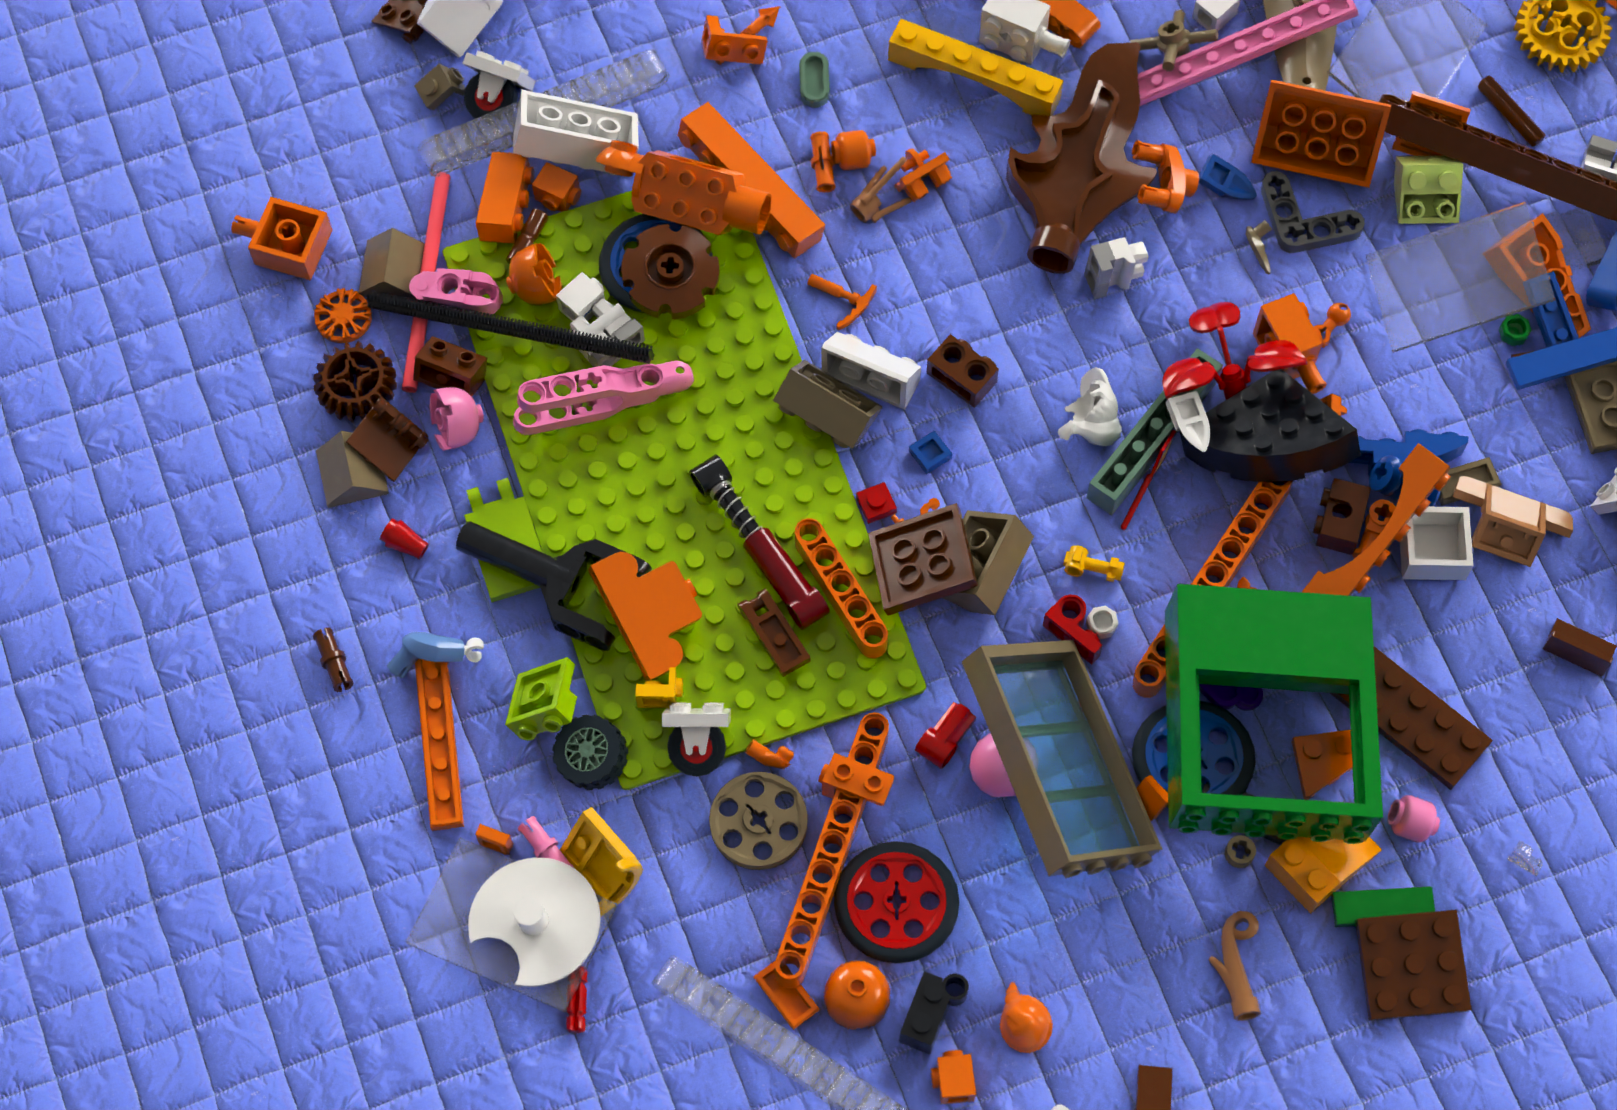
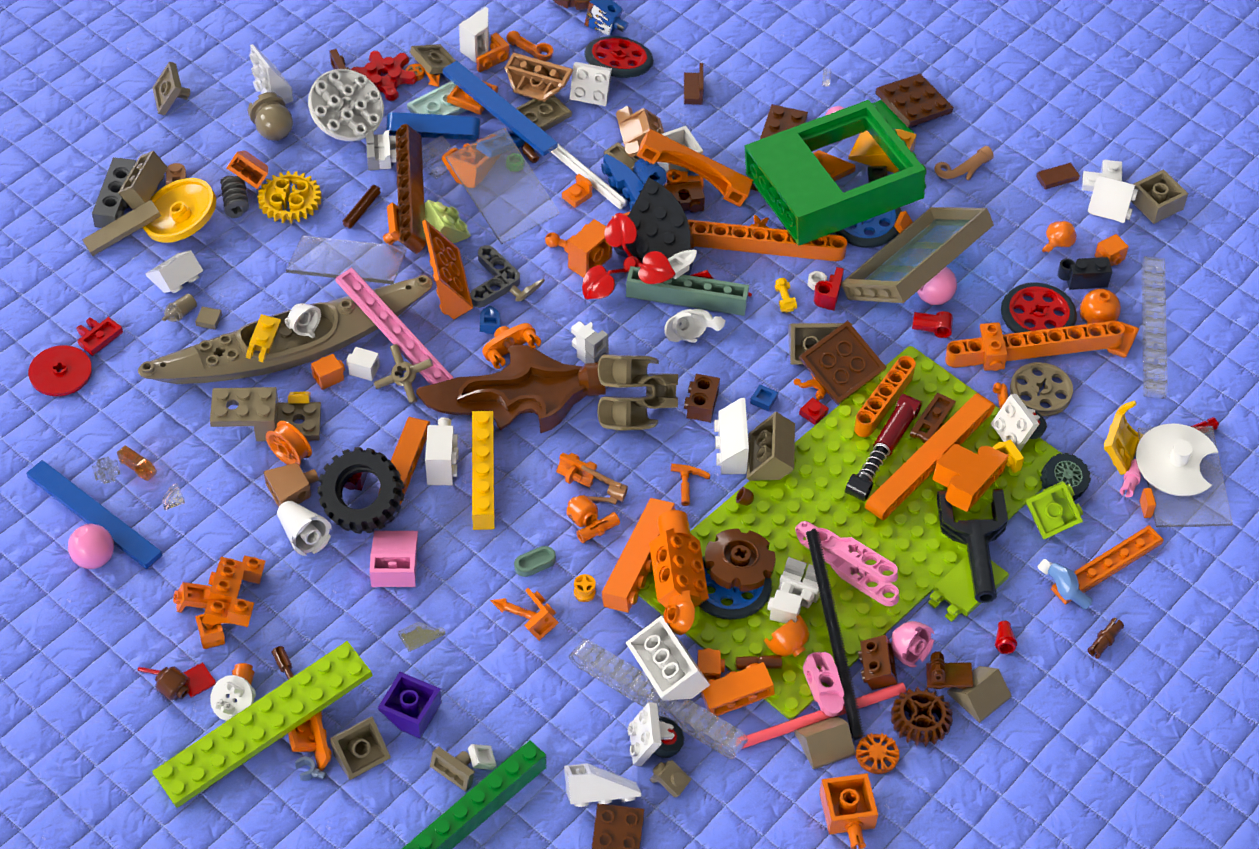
camera: 120 degrees left, 15 degrees down
(715, 596) = (924, 460): none -> orange beam
(740, 102) = (584, 588): none -> light orange wheel
(772, 336) = (744, 496): none -> reddish brown hinge
(992, 272) = (631, 371): none -> dark tan piece
(1420, 387) = (578, 192): none -> orange bracket
(1458, 413) = (597, 183): none -> white axle

